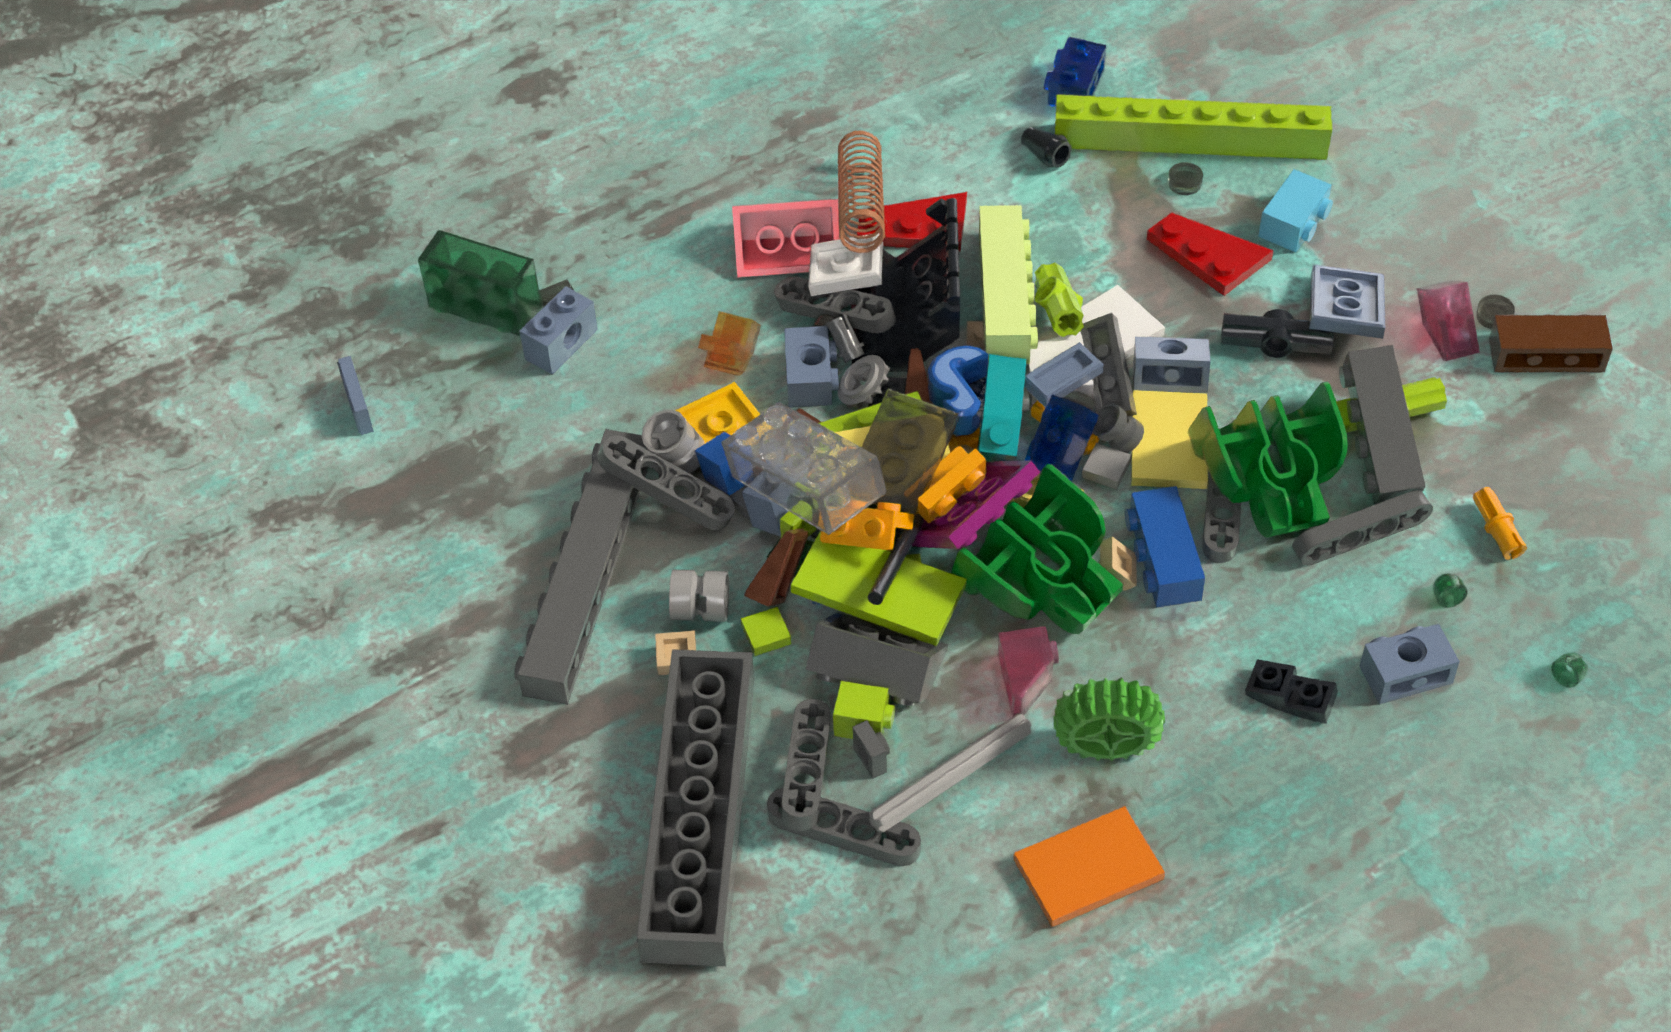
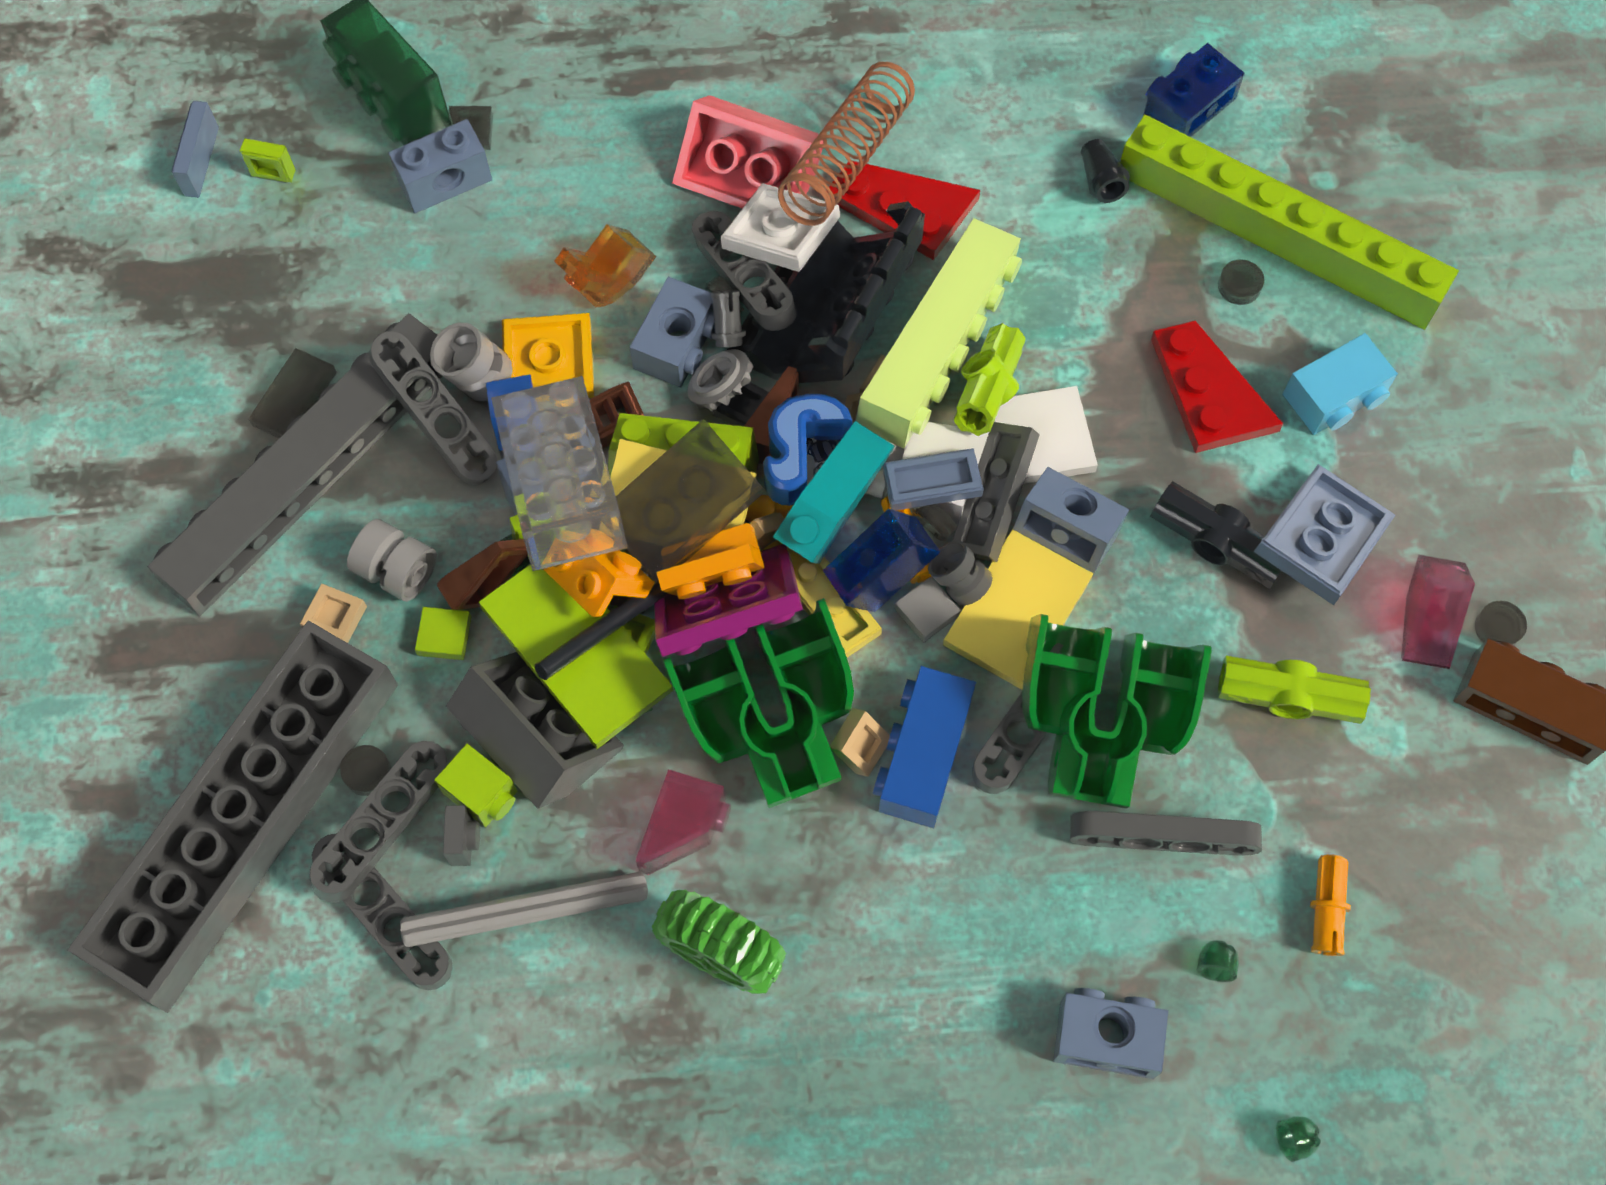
camera: 25 degrees right, 15 degrees up
(418, 380) = (267, 160): none -> lime tile
(541, 528) = (292, 392): none -> clear smoke tile
(768, 743) = (364, 769): none -> clear smoke tile
(1088, 866) = (607, 1097): orange tile -> none
(1296, 695) = (959, 997): black slope -> none
(1382, 423) = (1260, 721): dark grey brick -> none

